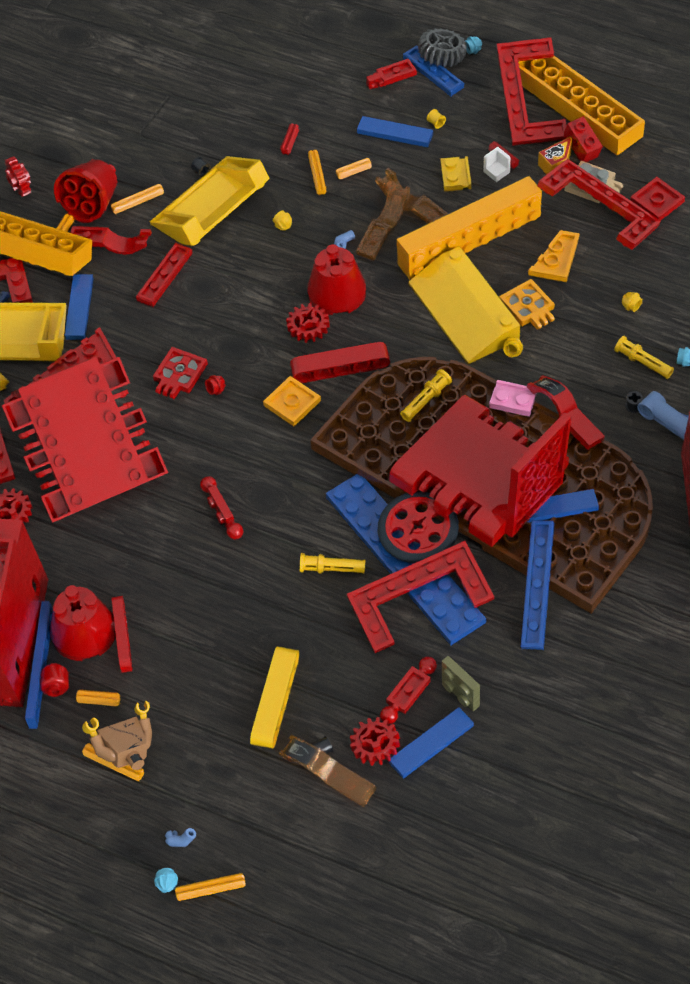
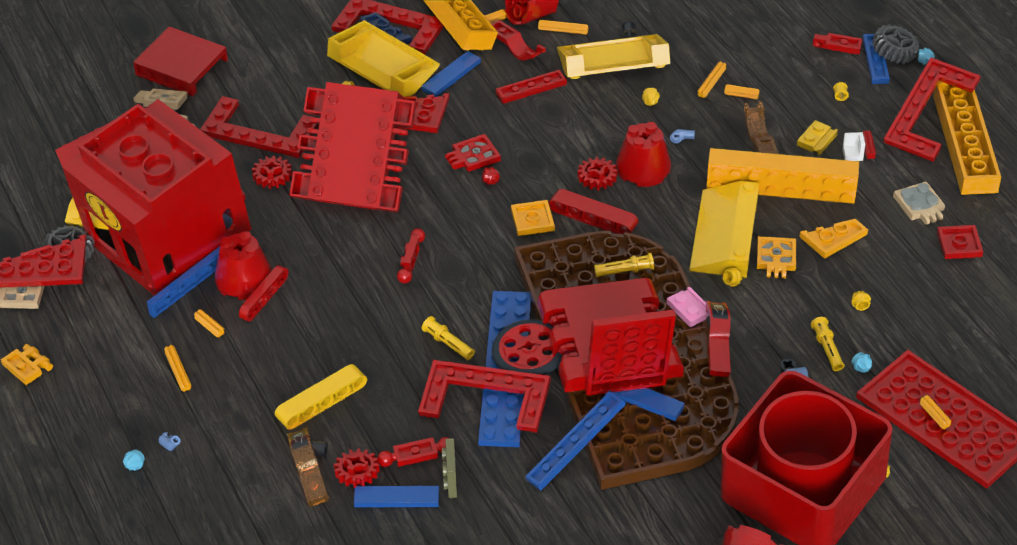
camera: 35 degrees right, 10 degrees down
(54, 680) = (191, 293): red head -> none
(124, 741) = (193, 357): medium nougat torso -> none
(210, 886) = (157, 484): light orange axle -> none
(289, 139) = (715, 46): red axle -> none
(380, 227) = (701, 147): clear orange piece -> none
(395, 131) = (800, 84): blue tile -> none
(554, 155) = (907, 168): slope -> none
(584, 140) = (939, 165): red brick -> none
(642, 221) = (928, 247): red plate -> none

